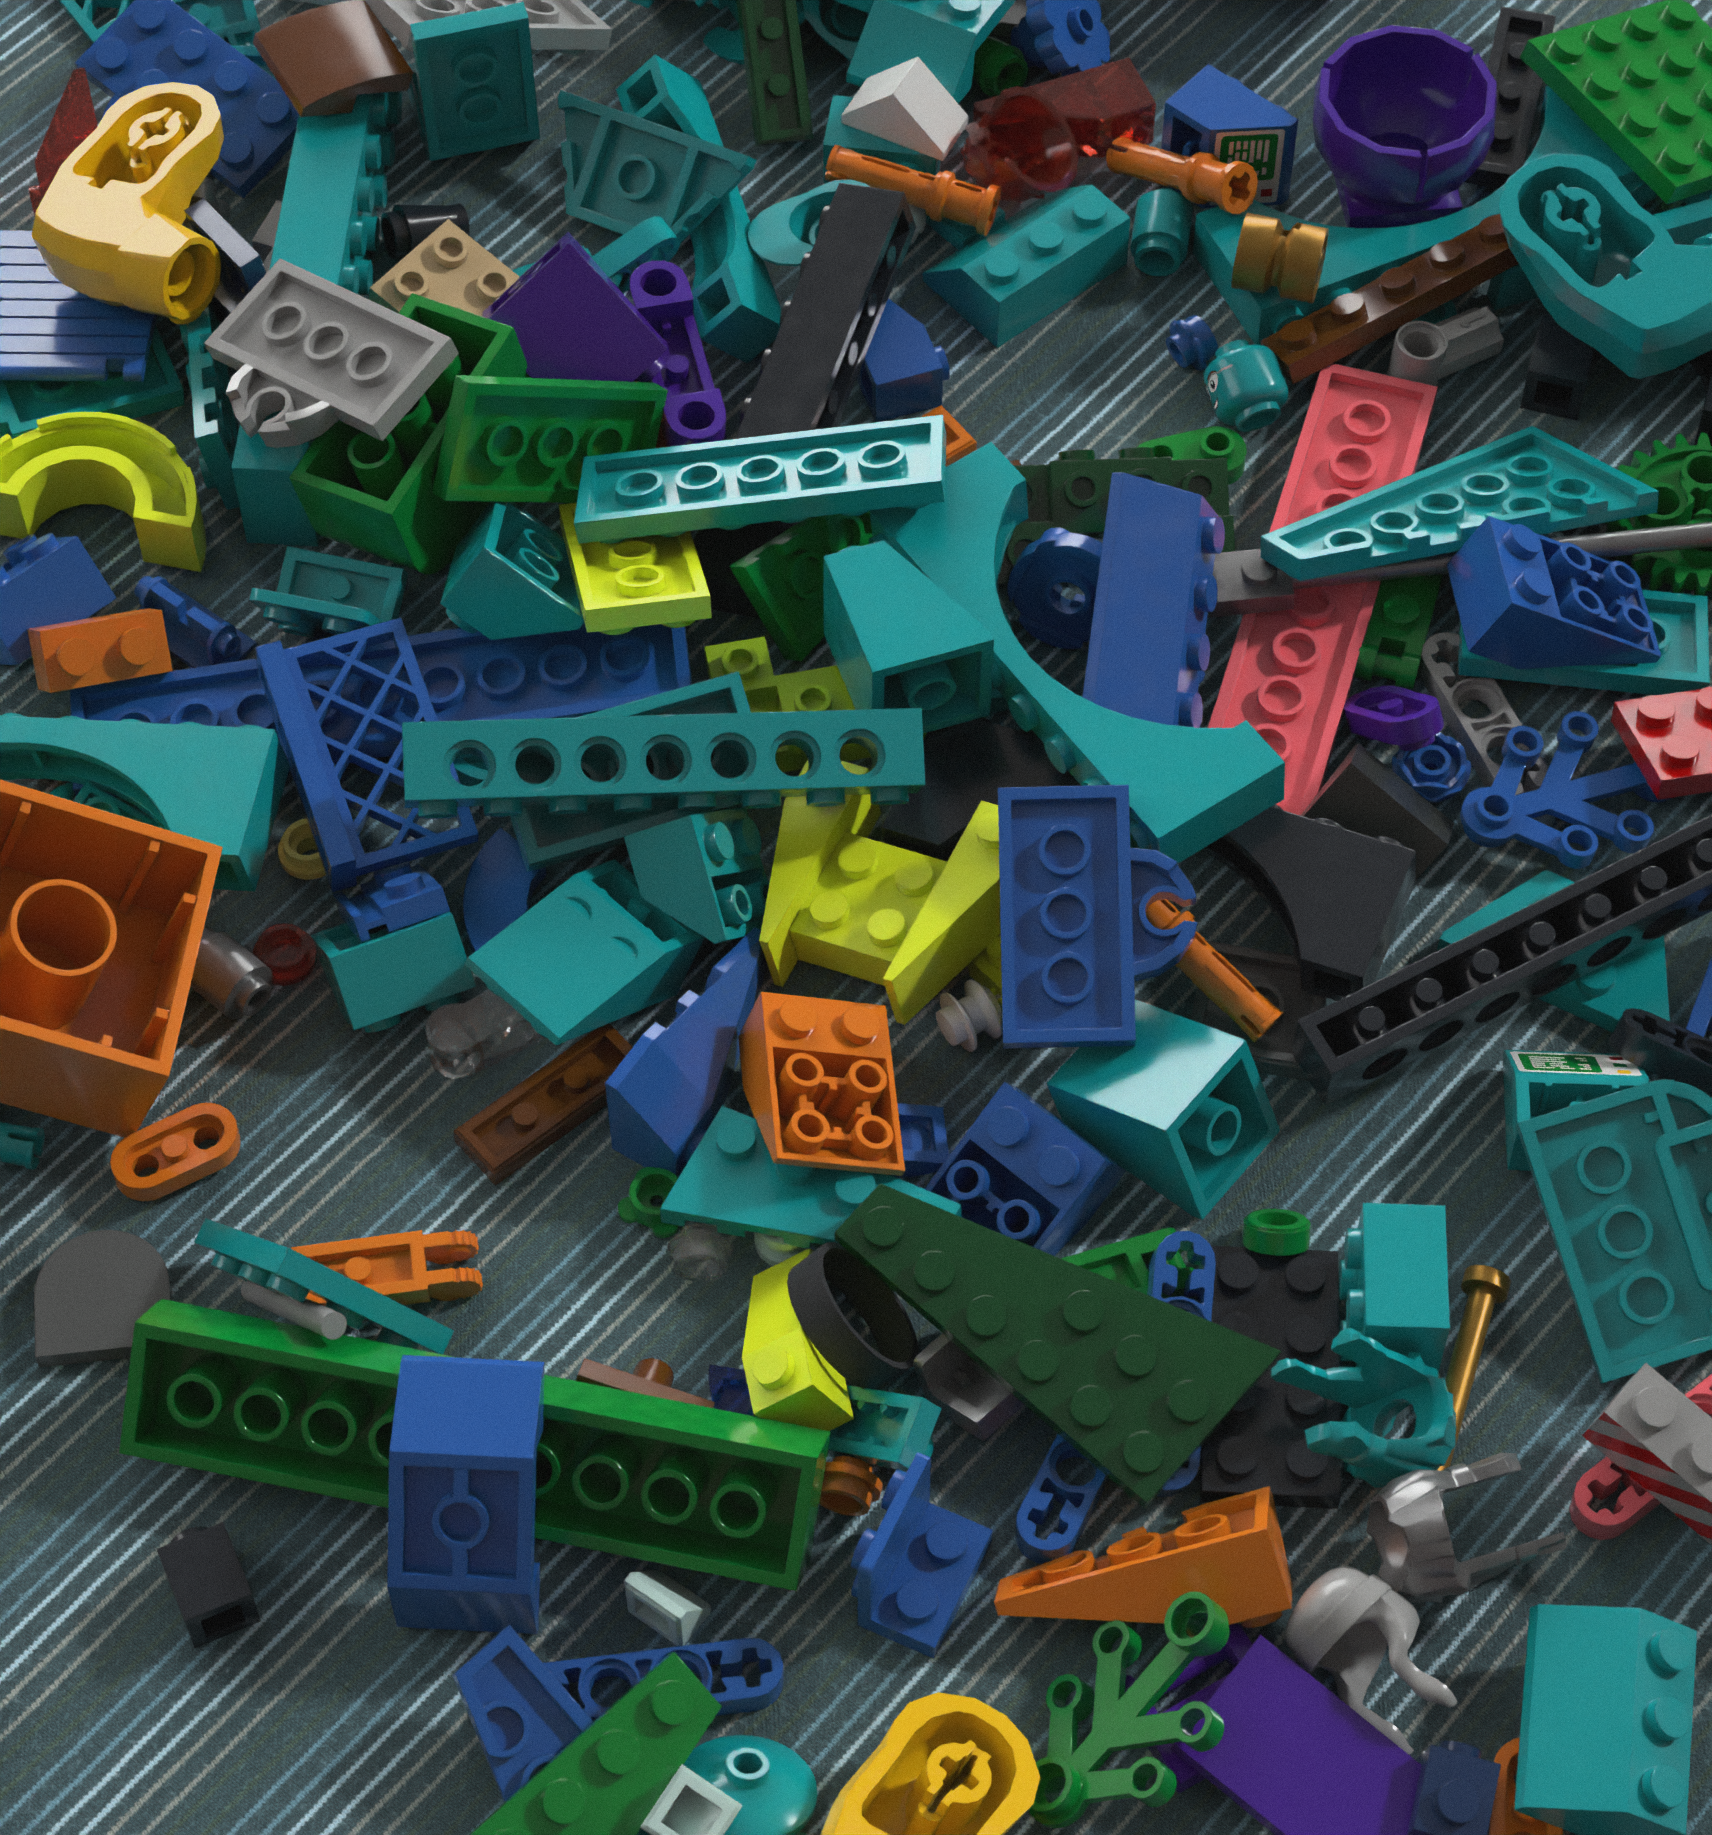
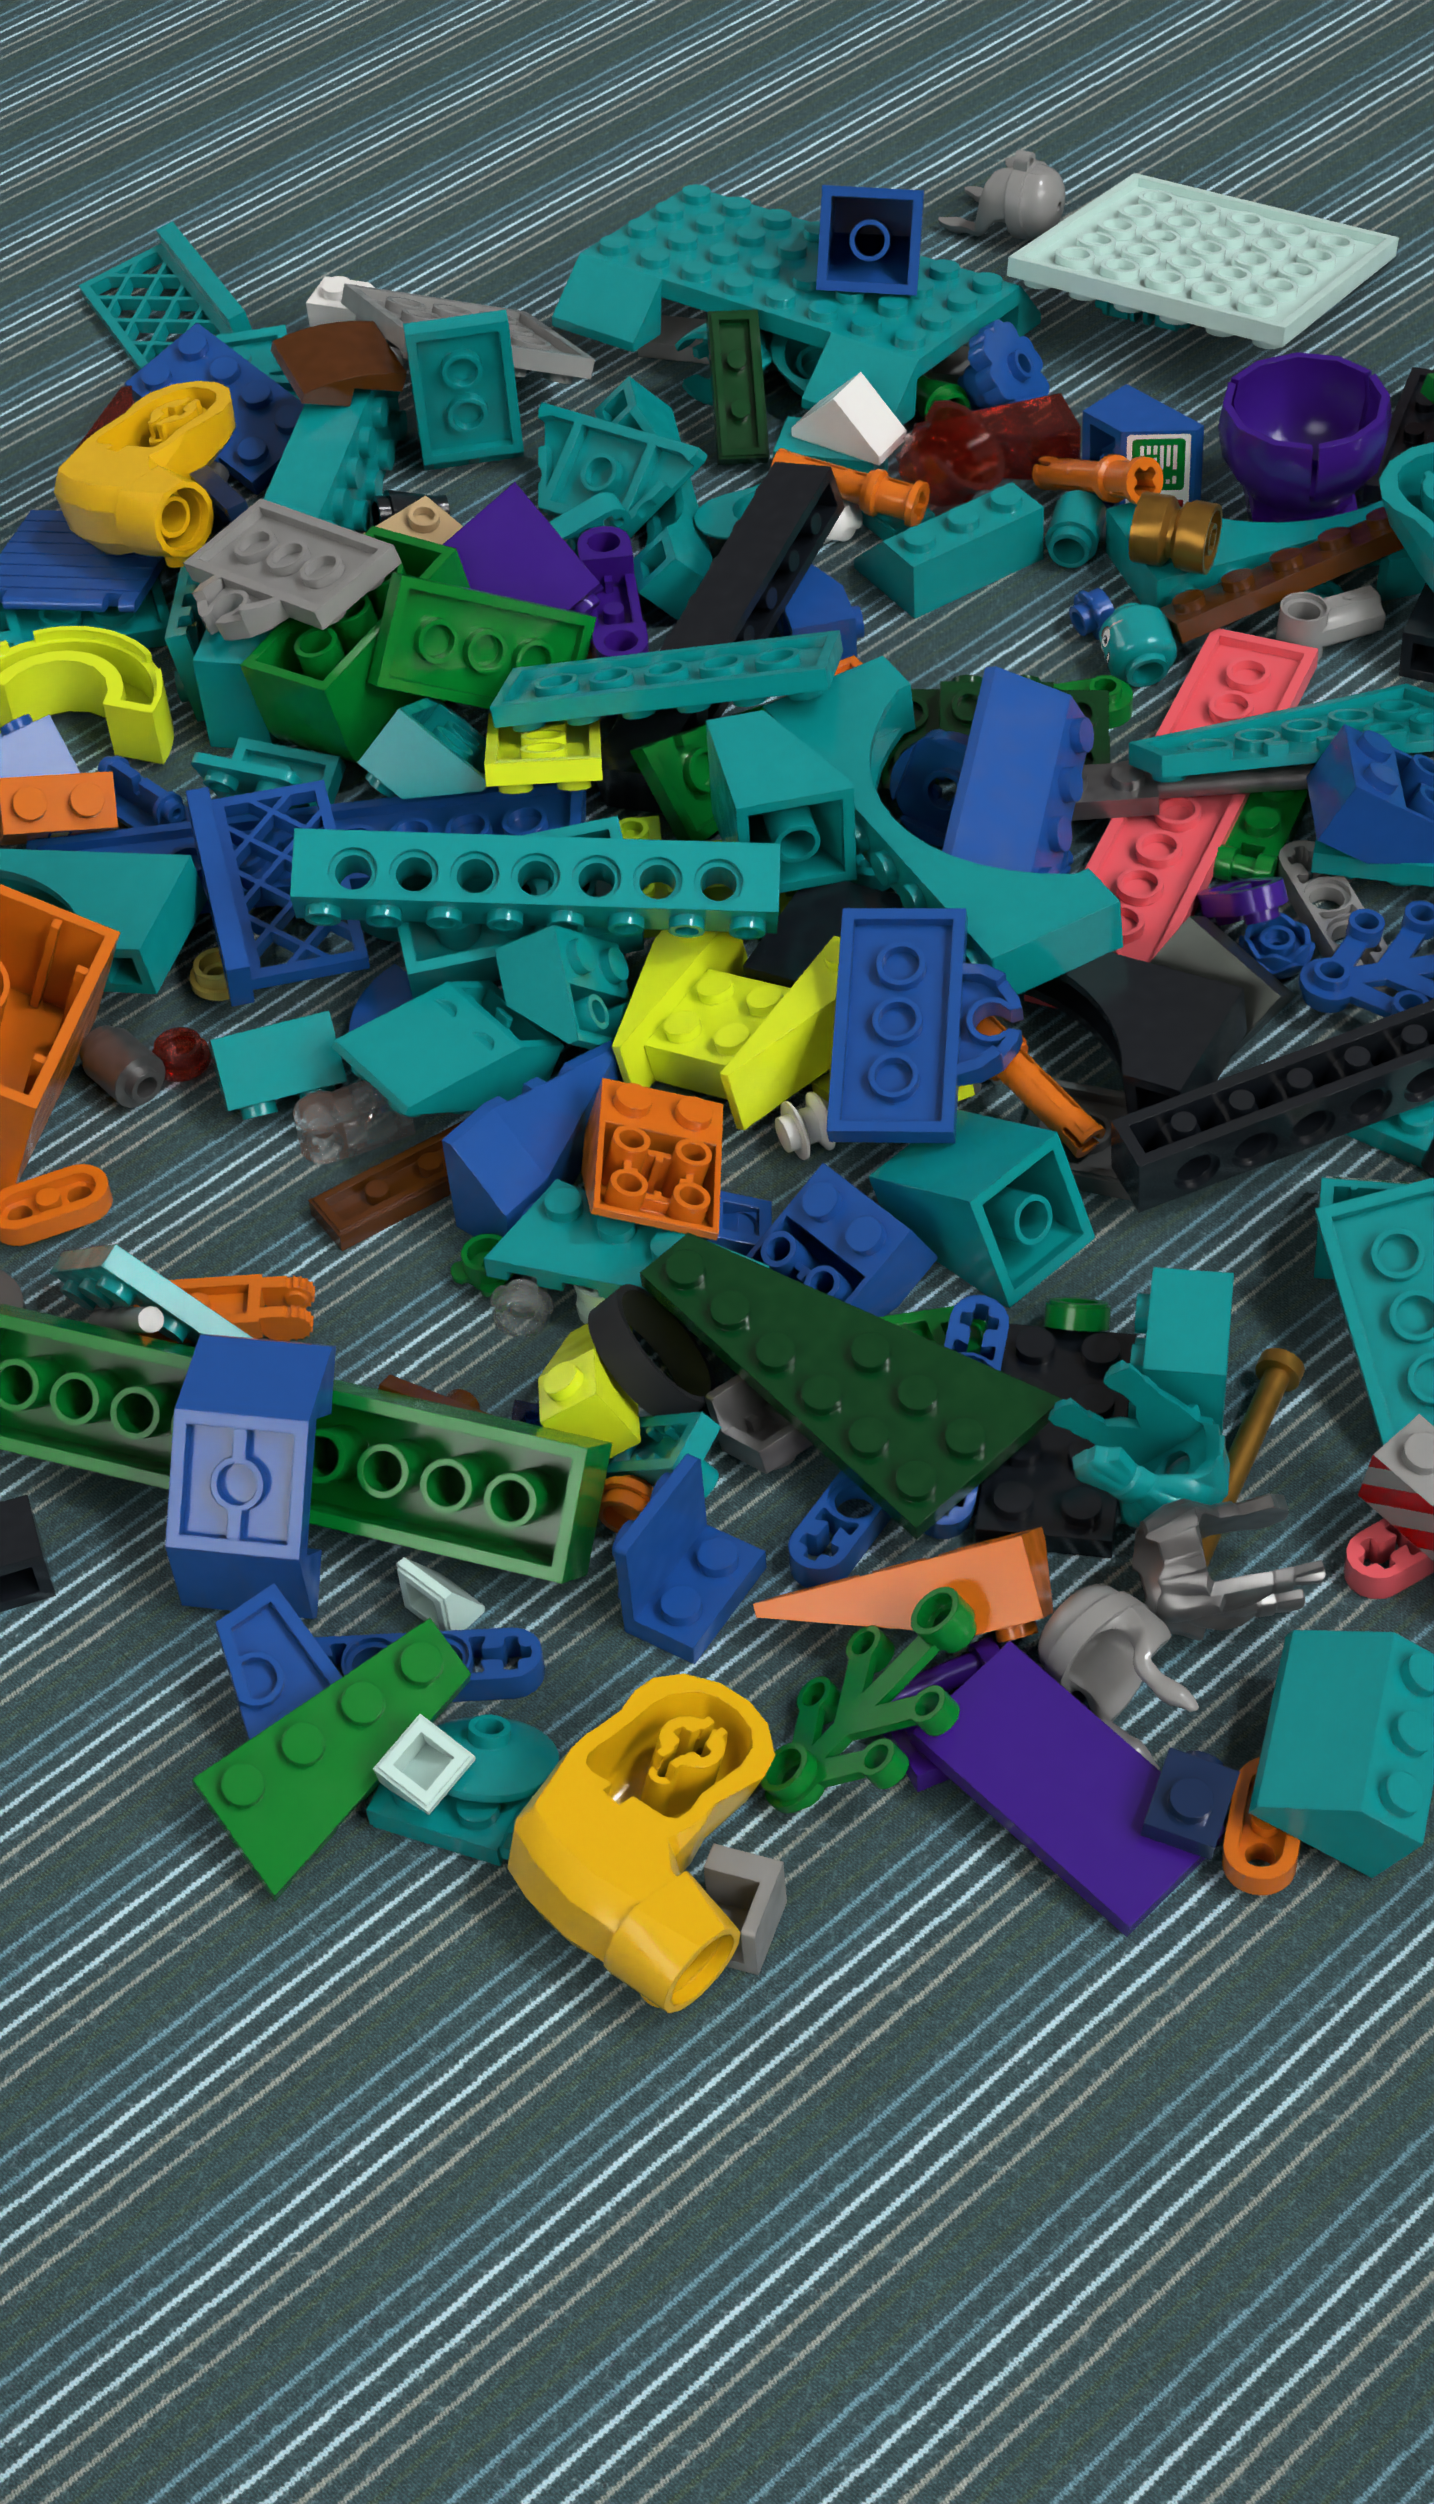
camera: 10 degrees right, 10 degrees down
(394, 899) = (286, 1003): blue plate -> none

